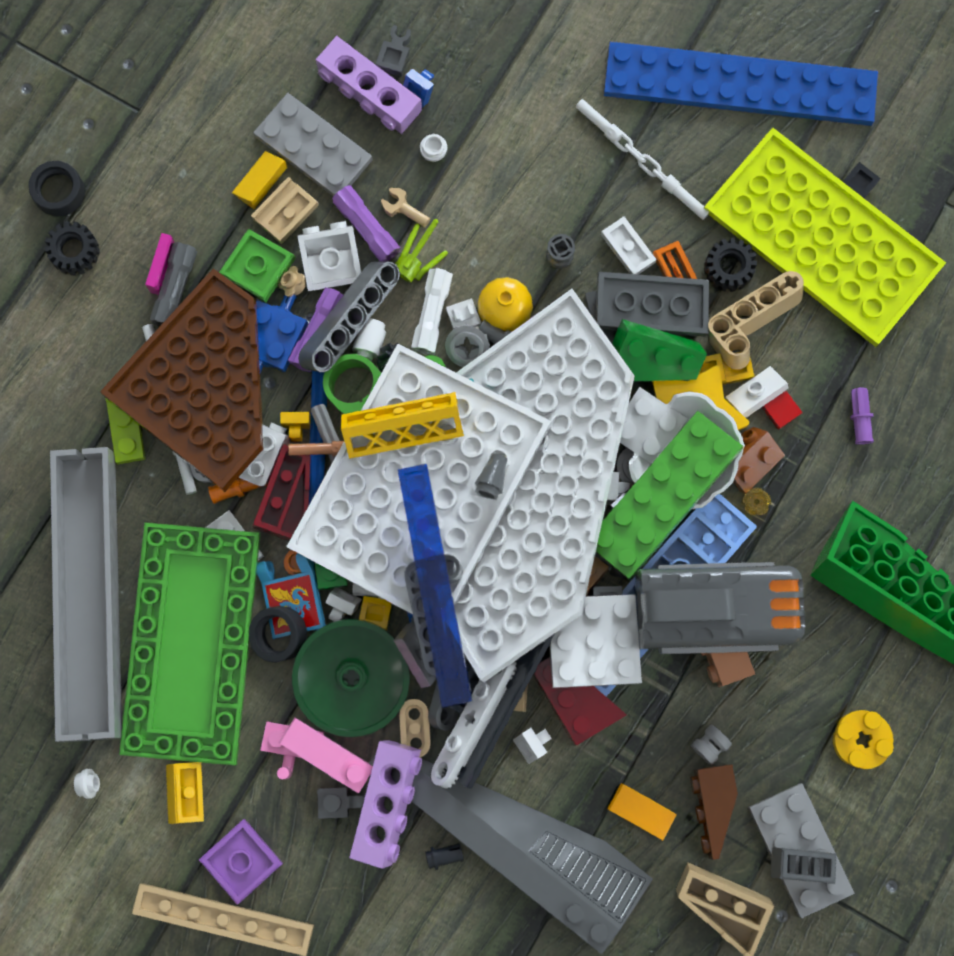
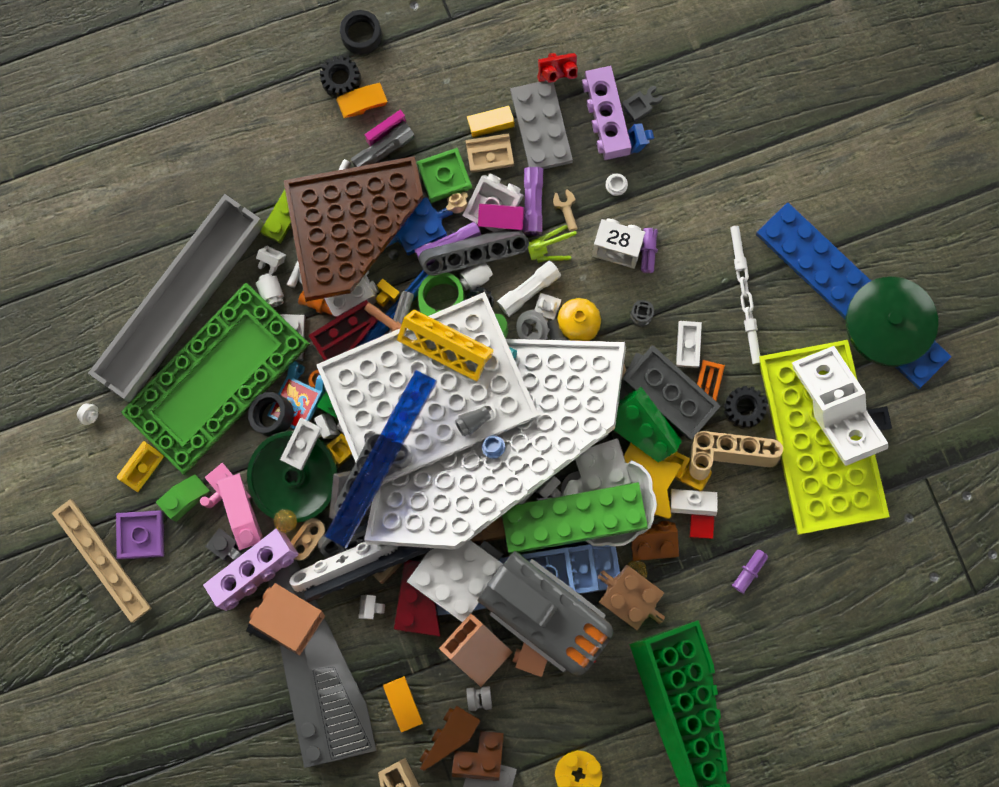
camera: 45 degrees right, 0 degrees up
(112, 254) = (361, 99): none -> light orange slope
(148, 478) = (271, 257): none -> white tile
(174, 511) = (270, 290): none -> white brick
(255, 788) = (182, 497): none -> bright green slope
(283, 77) = (557, 67): none -> red hips
(336, 637) = (301, 443): none -> white plate
(348, 261) = (501, 216): none -> dark pink tile
(380, 726) = (285, 520): none -> clear yellow plate
(463, 822) = (286, 618): none -> nougat brick
(484, 200) = (618, 243): none -> white brick
(516, 186) = (649, 250): none -> medium lavender axle
(532, 487) = (493, 447): none -> medium blue plate
(672, 699) = (475, 650): none -> nougat brick
(769, 801) = (485, 763): none -> reddish brown plate
(774, 529) = (631, 597): none -> medium nougat plate
(799, 79) = (891, 321): none -> dark green dish
(821, 191) = (840, 405): none -> white bracket

